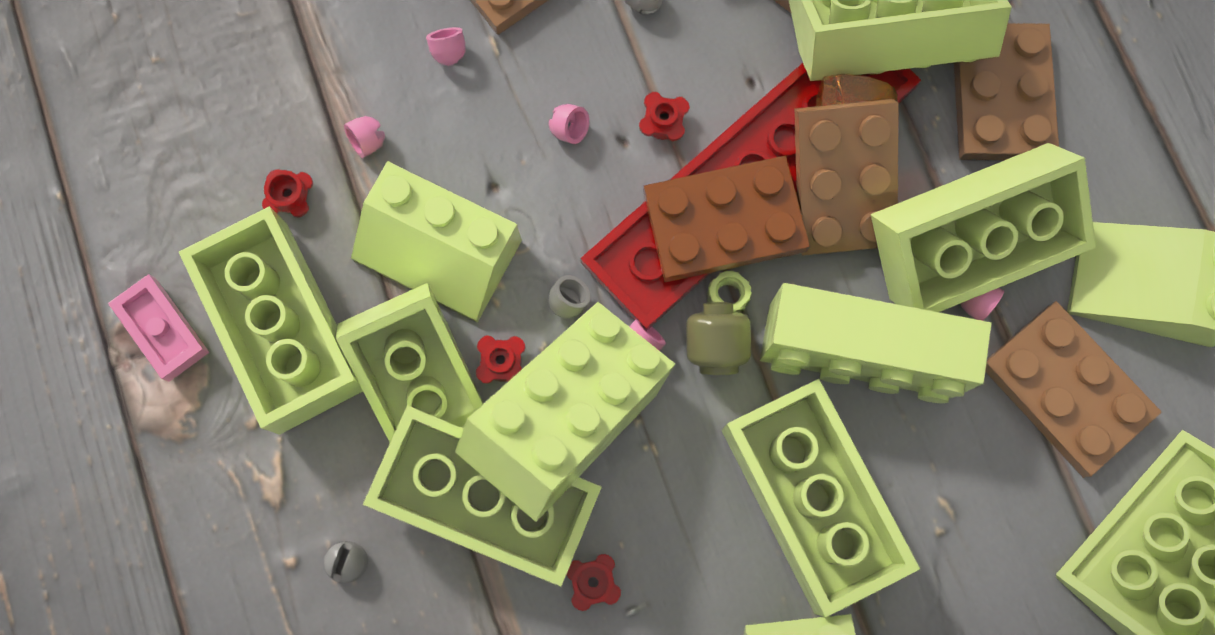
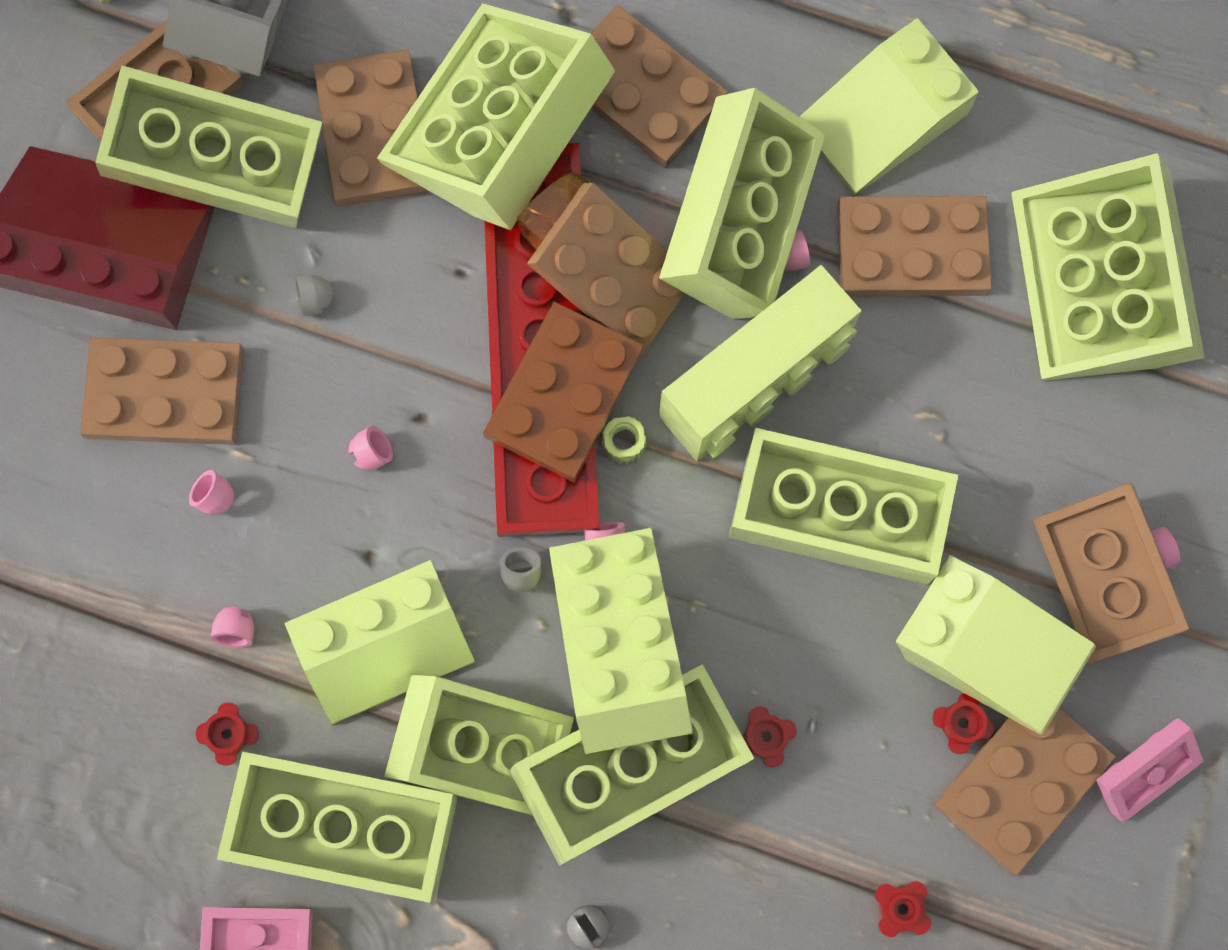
camera: 55 degrees left, 0 degrees up
(490, 350) = (526, 682): red plate -> none
(664, 129) = (432, 382): red plate -> none
(718, 339) = (656, 478): olive head -> none

